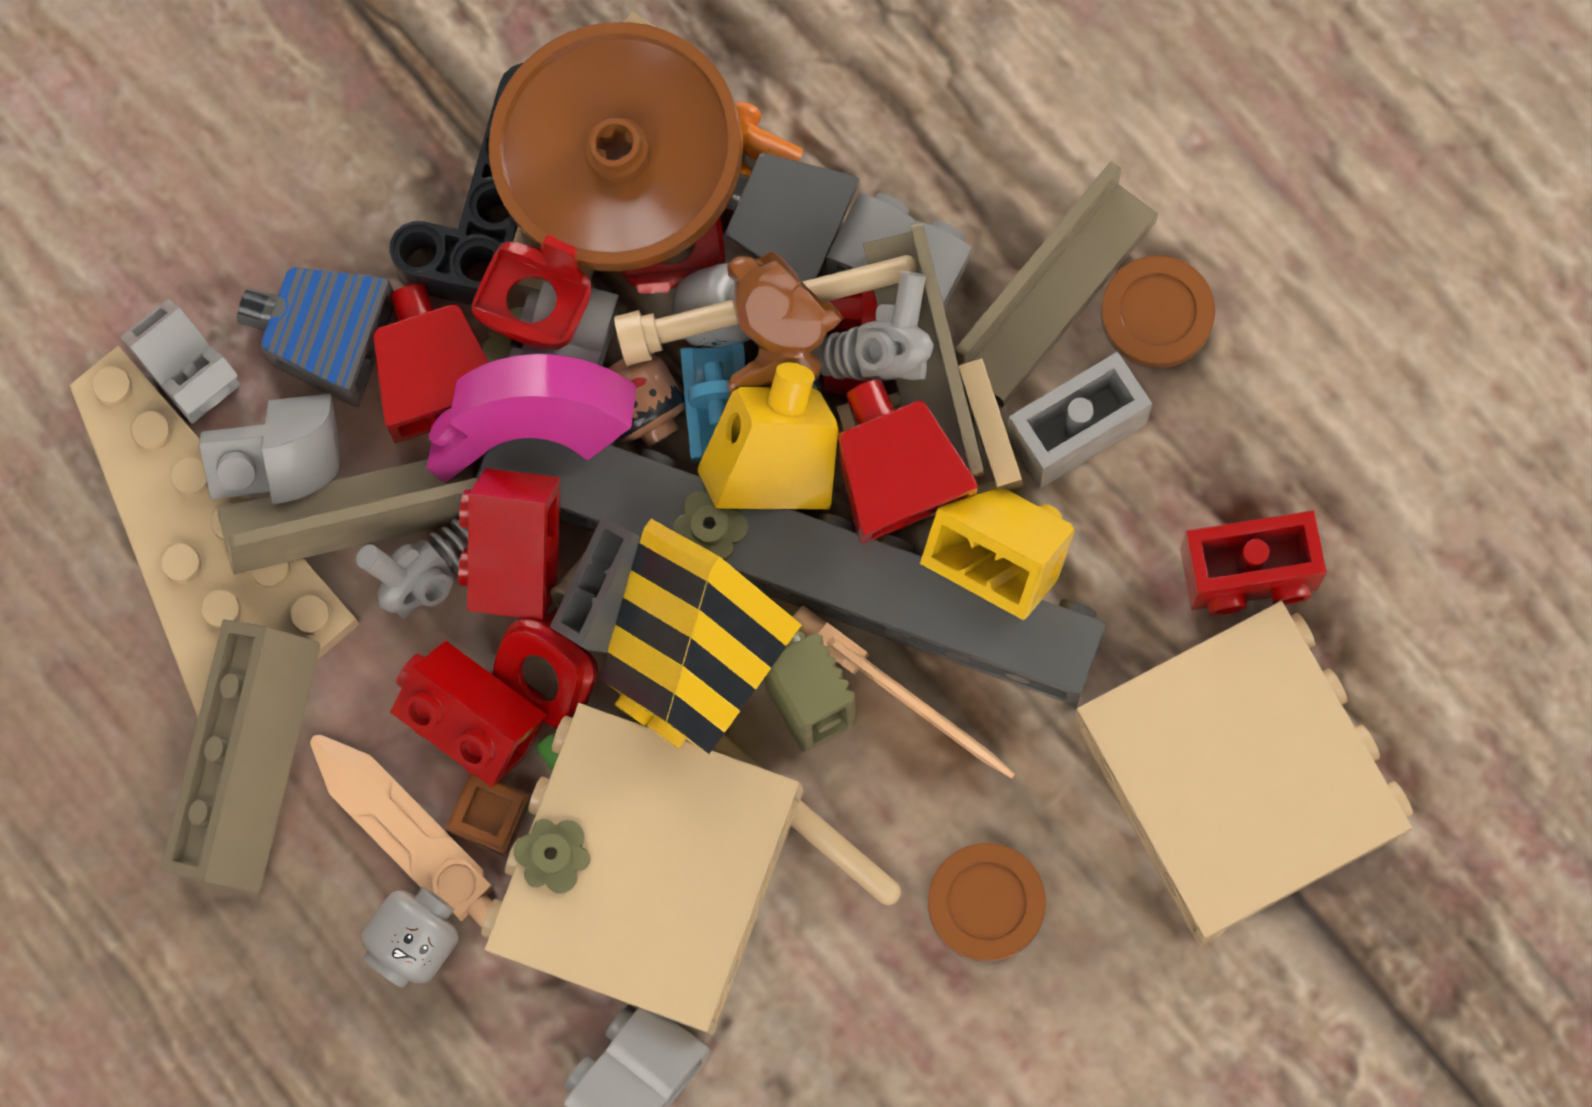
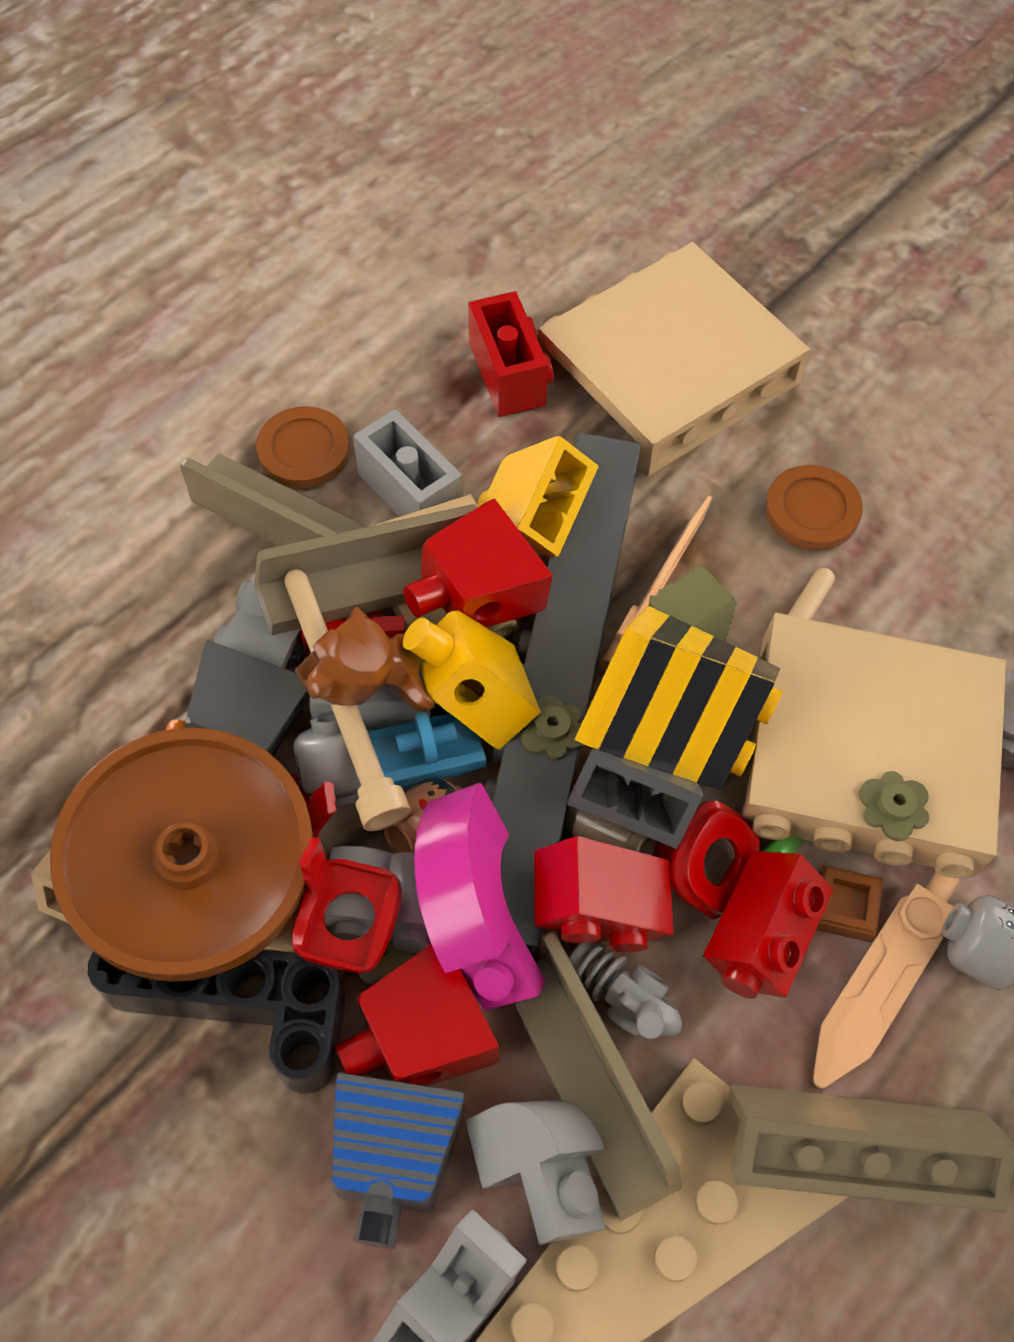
camera: 105 degrees left, 15 degrees down
(885, 347) = (368, 577): light grey piece -> none

